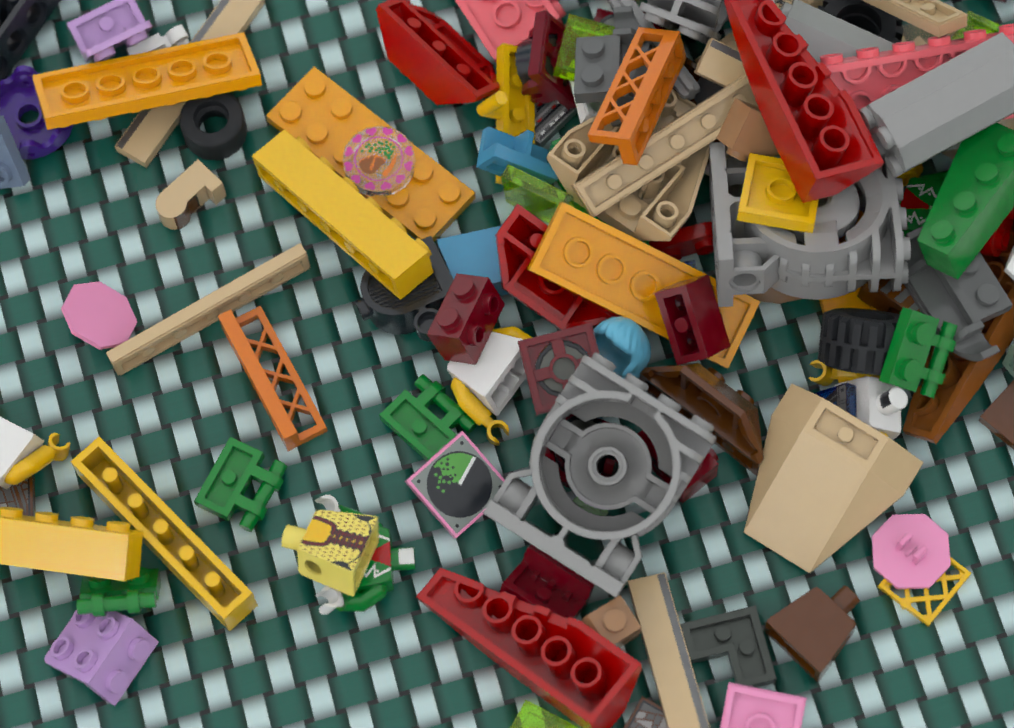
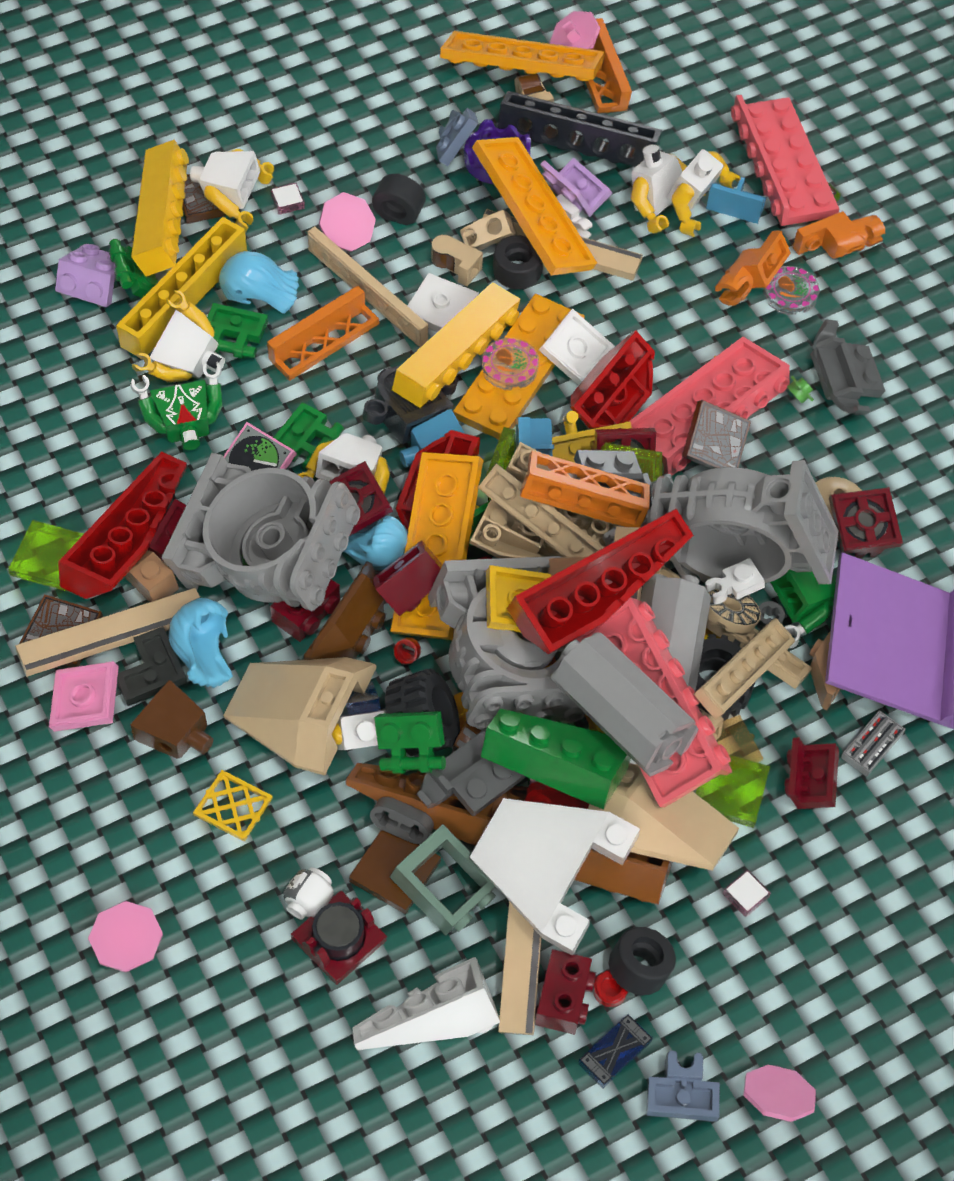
camera: 70 degrees right, 10 degrees down
(29, 387) = (287, 198): none -> tile
(79, 245) = (398, 199): none -> black tyre
(163, 148) = (488, 230): none -> tan leg
(173, 439) = (259, 278): none -> medium azure piece
(253, 538) = (183, 346): none -> torso
(254, 227) = (440, 301): none -> white plate
(334, 548) = (177, 377): light yellow torso -> none
(366, 84) = (575, 347): none -> white plate
(466, 318) = (381, 430): dark red brick -> none
(712, 589) = (195, 639): none -> medium azure piece
(761, 356) = (406, 655): none -> red hinge
(910, 551) = (254, 789): bright pink piece -> none
(986, 393) = (402, 820): none -> dark grey beam

